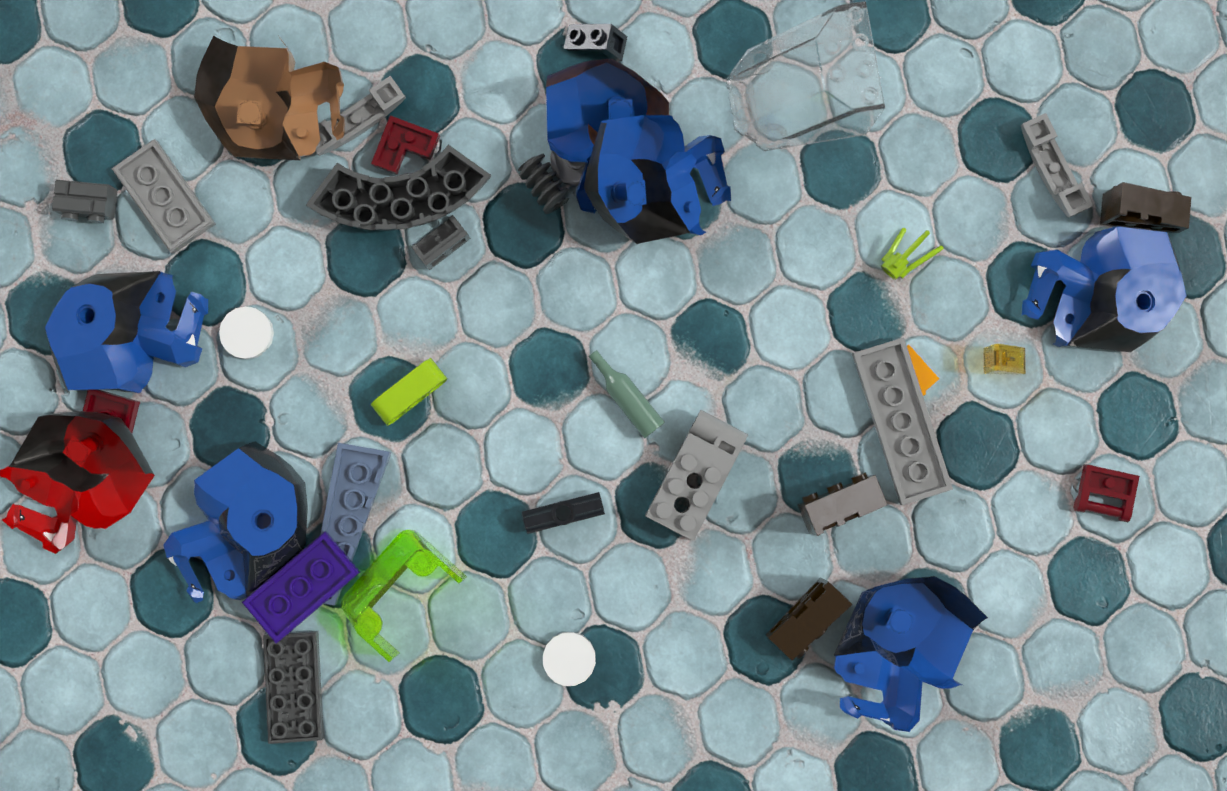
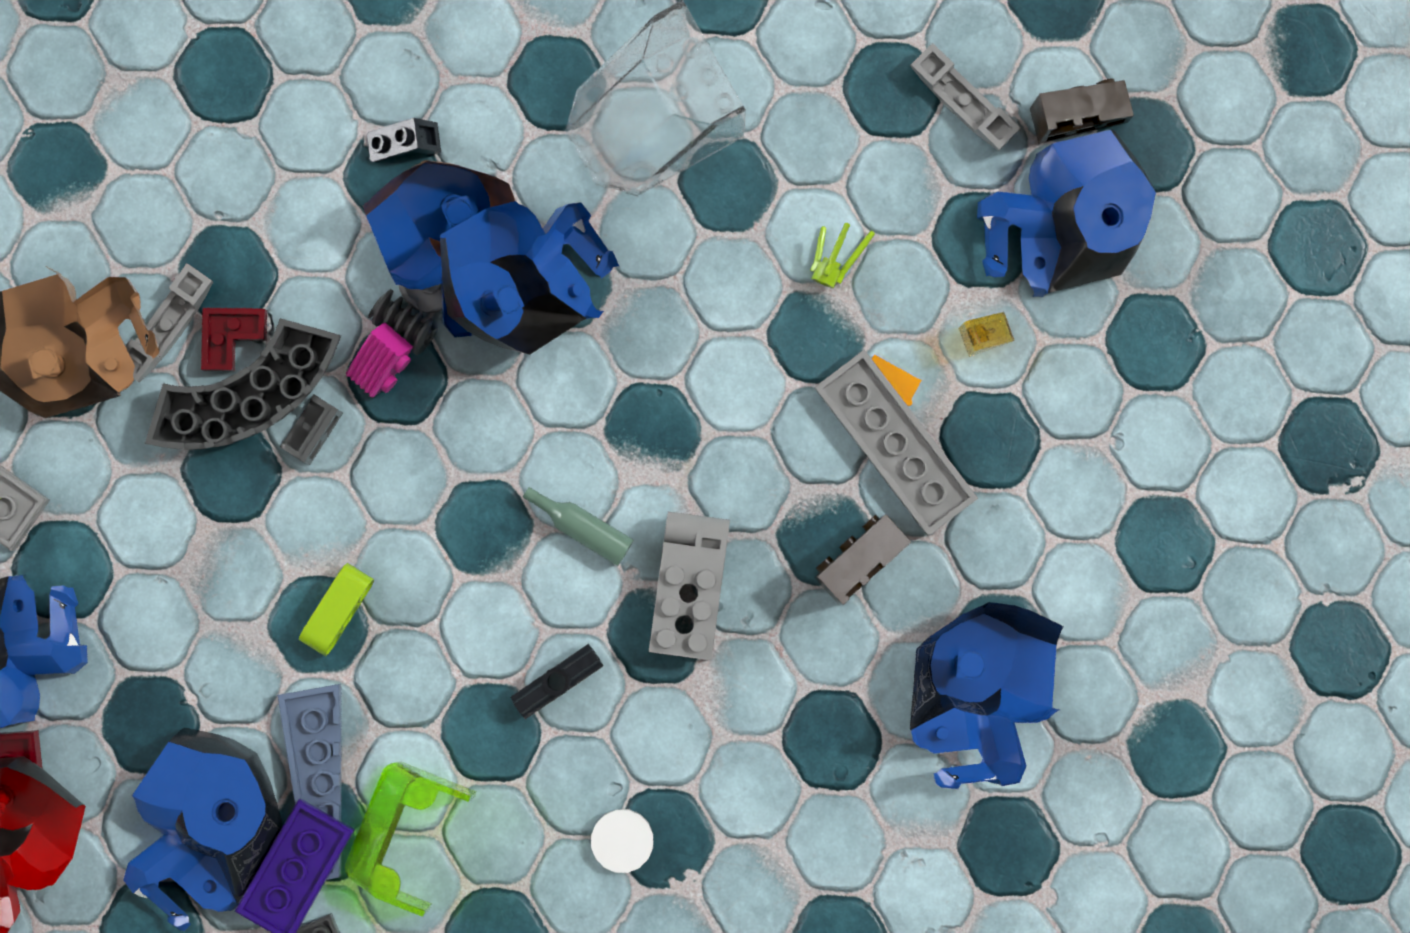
camera: 20 degrees left, 0 degrees up
(246, 332) = (129, 609): white tile -> none
(515, 206) = (379, 360): none -> dark pink brick
(808, 619) = (869, 700): dark brown wedge -> none
(1108, 484) = (1146, 430): dark red plate -> none

